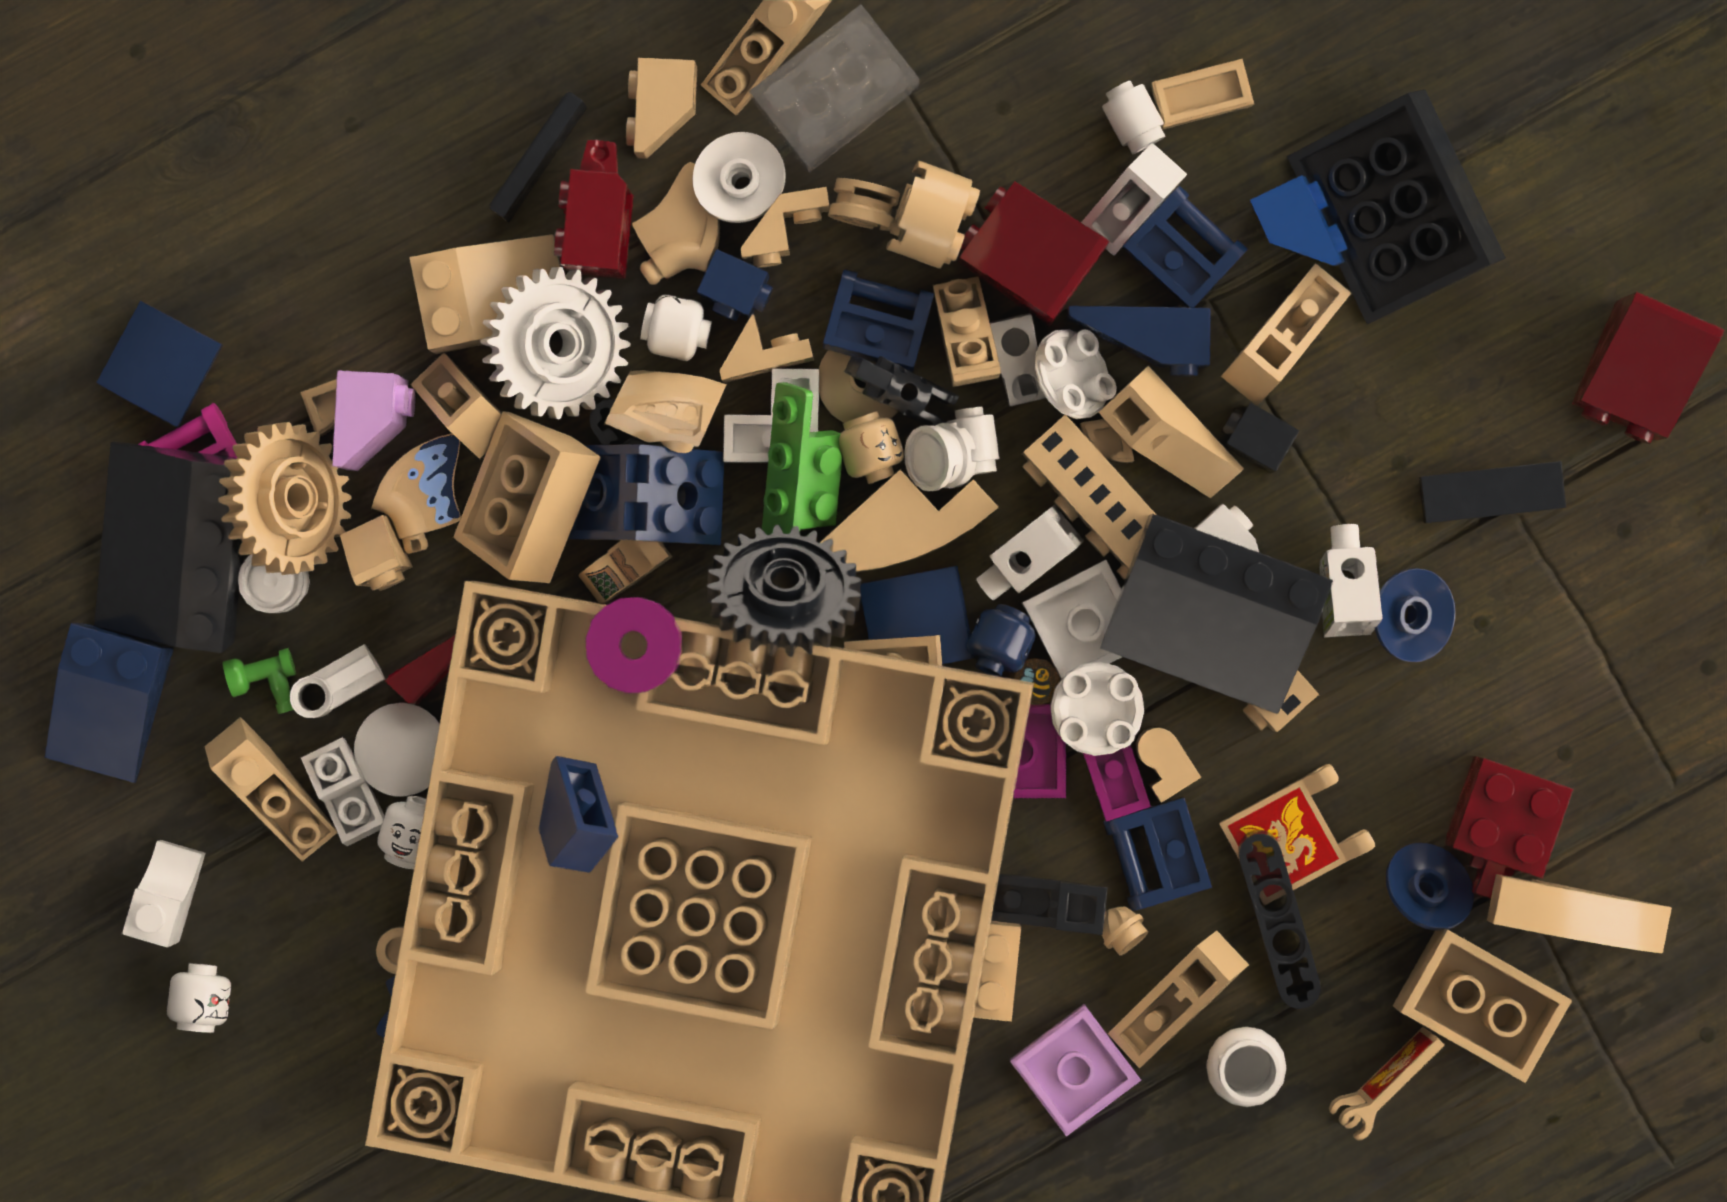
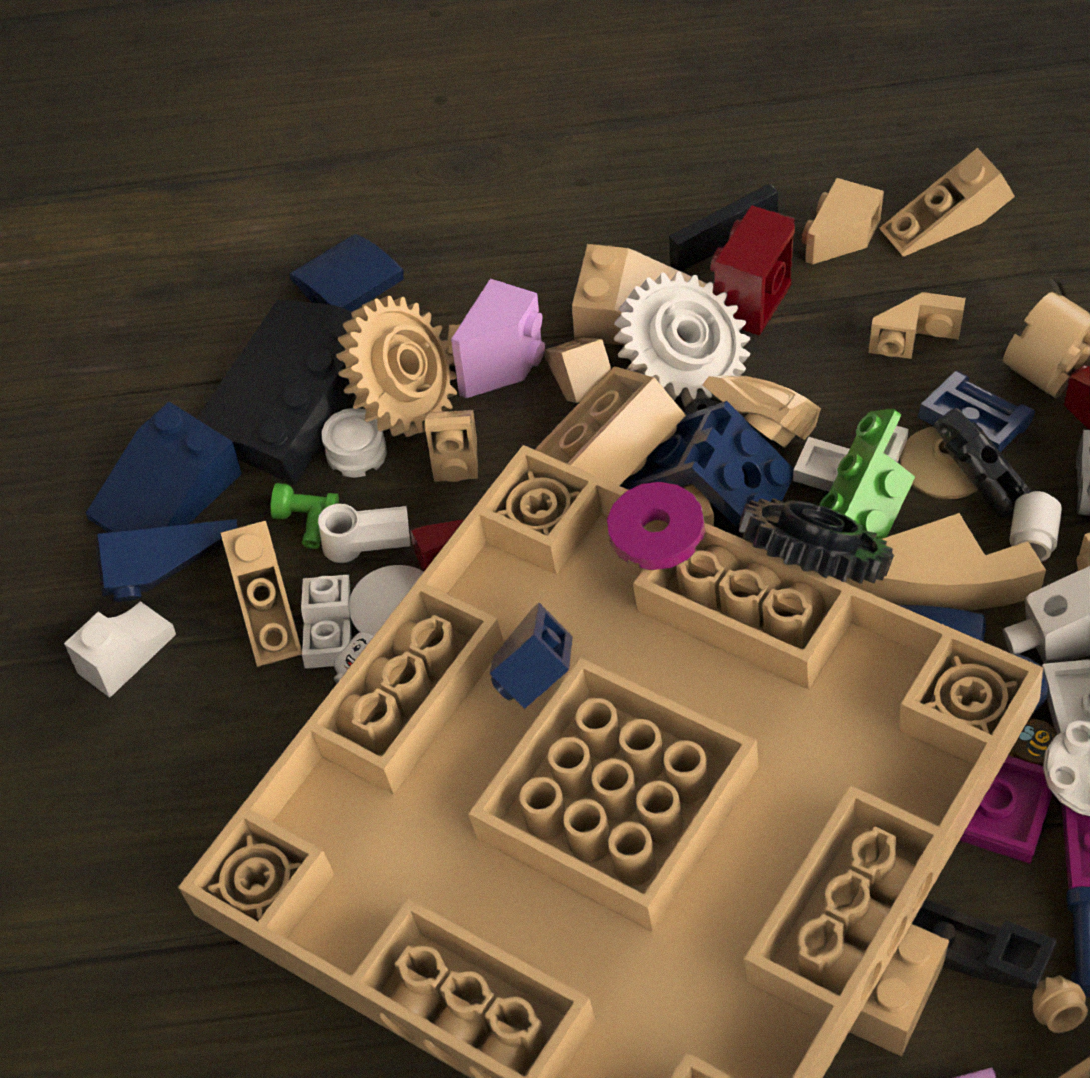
camera: 30 degrees right, 35 degrees down
(145, 796) = (146, 557): none -> dark blue slope
(199, 998) = (98, 735): white head -> none
(420, 491) = (512, 420): arm -> none
(675, 327) = (791, 363): white head -> none
(678, 232) = (823, 312): tan arm -> none
(727, 161) = (888, 281): white dish -> none
(734, 287) = (855, 352): dark blue brick -> none
(750, 359) = (848, 403): tan slope -> none
(834, 88) = (996, 247): clear brick -> none
(859, 205) = (992, 324): tan wheel -> none
(870, 447) = (934, 494): tan head -> none
(939, 456) = (1001, 514): white wheel -> none
(966, 332) = (1057, 442): tan slope -> none

